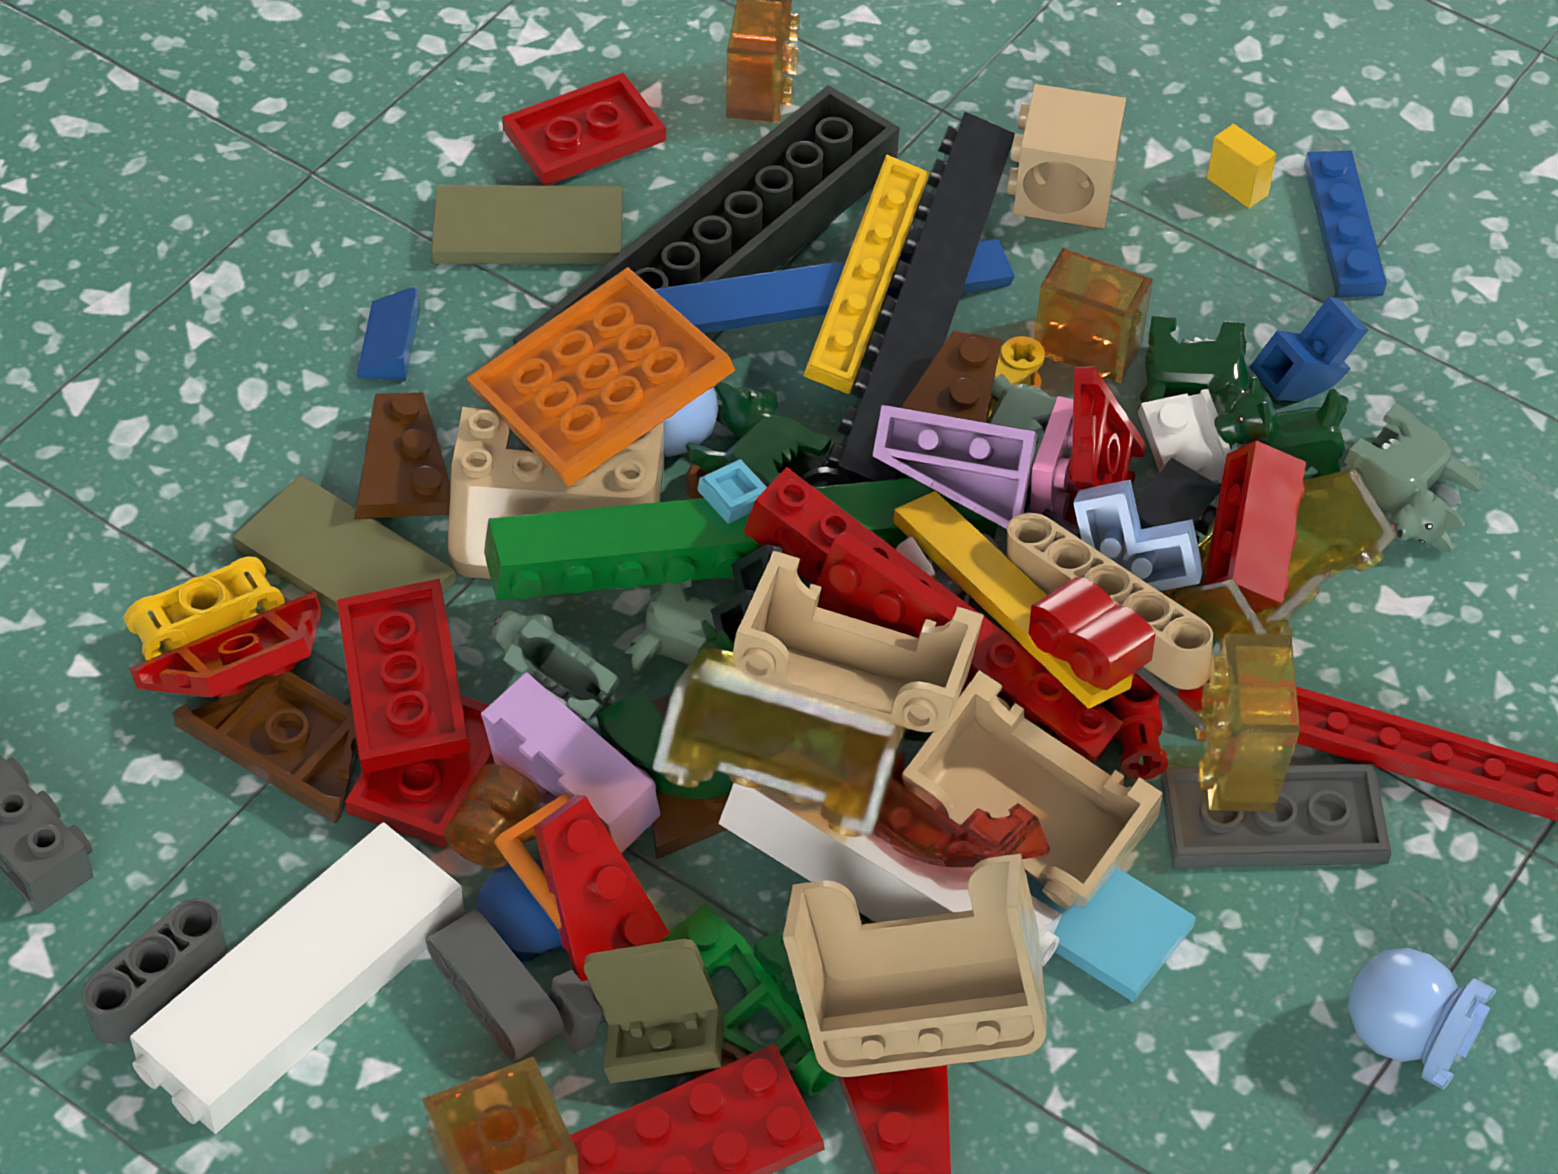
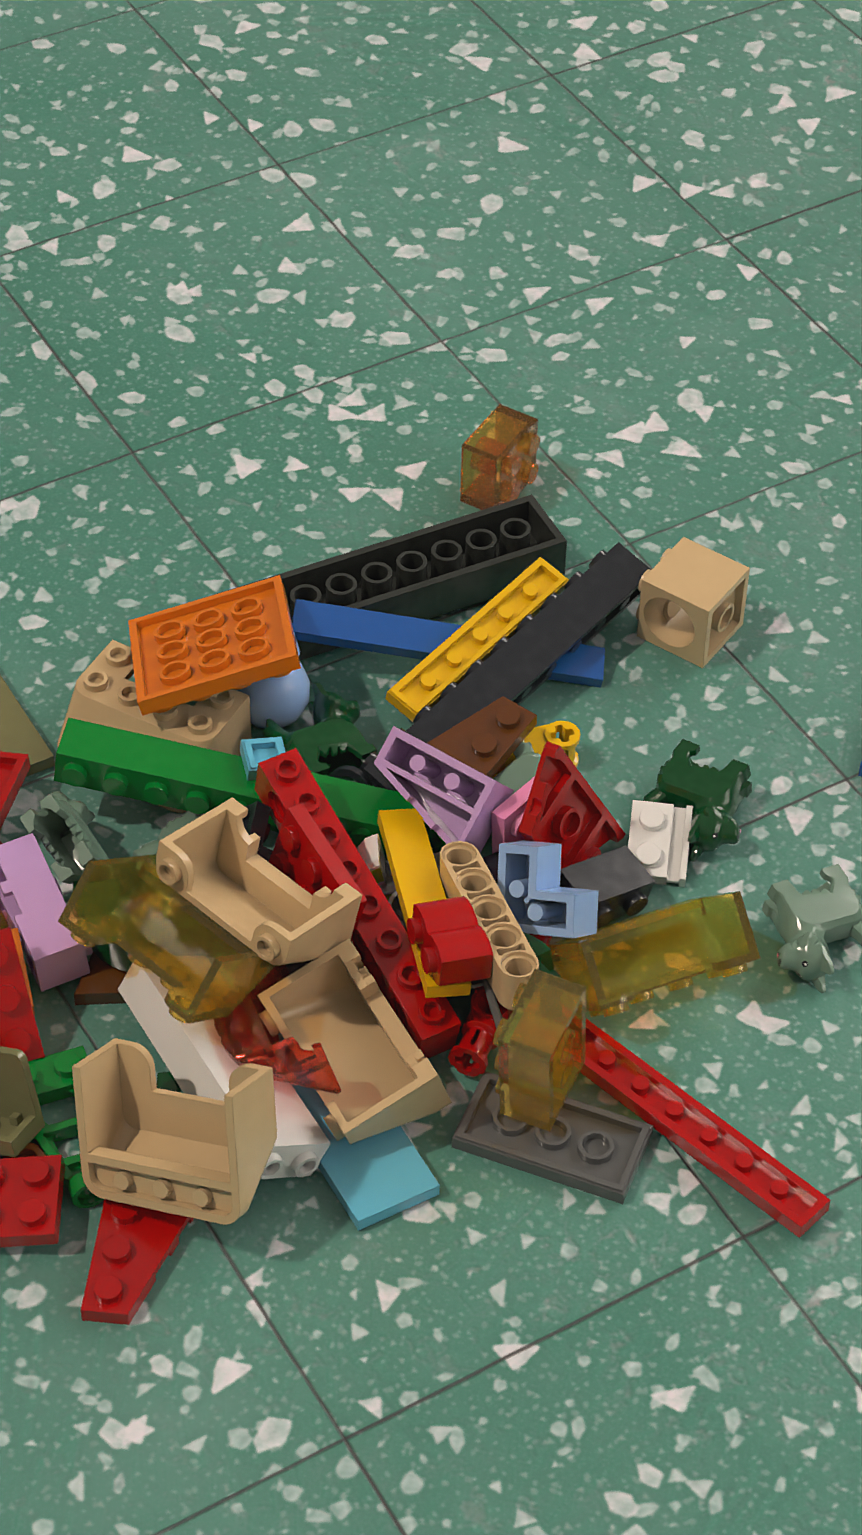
camera: 25 degrees right, 5 degrees down
(390, 336) = (113, 582): blue slope -> none
(402, 461) = (53, 672): reddish brown wing -> none
(527, 224) = (259, 531): olive tile -> none
(583, 129) = (343, 477): red plate -> none
(1092, 314) = (632, 722): clear orange brick -> none
(1241, 165) = (833, 651): yellow piece -> none
(1256, 523) = (653, 916): brick -> none
(1304, 433) = (723, 862): dark green animal -> none
(1313, 361) = (790, 813): blue brick -> none
(1413, 1010) = (557, 1314): light blue tile -> none

